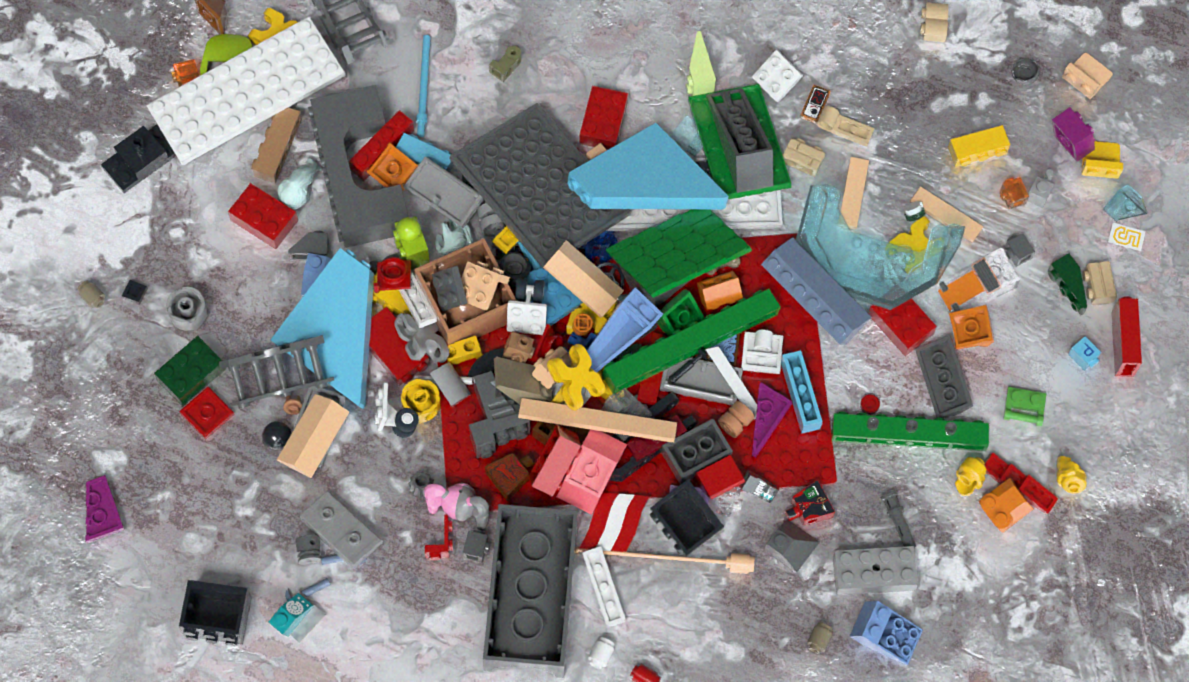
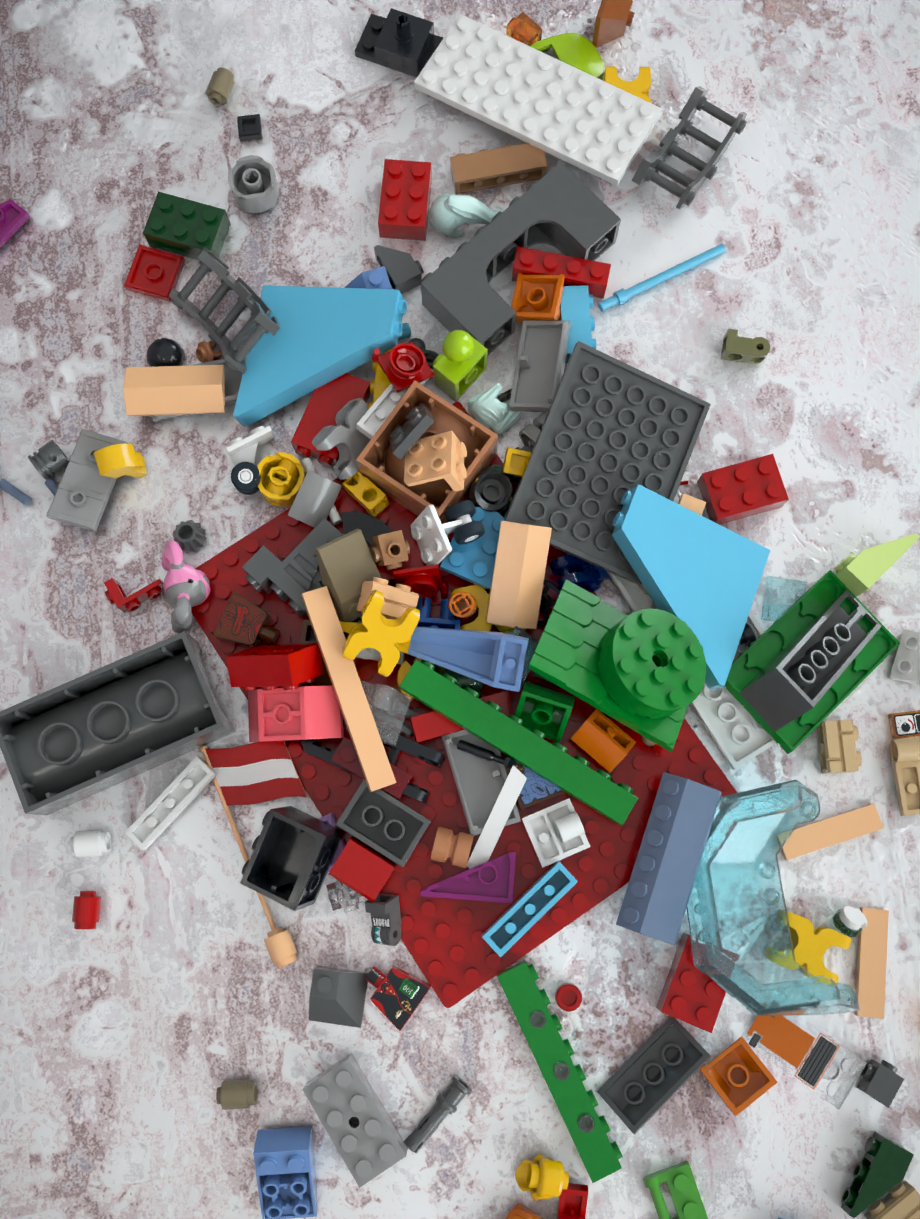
camera: 65 degrees right, 10 degrees up
(343, 497) = (119, 461): none -> yellow brick
(476, 546) = (145, 632): dark grey brick -> none
(690, 227) = (652, 663): none -> green brick

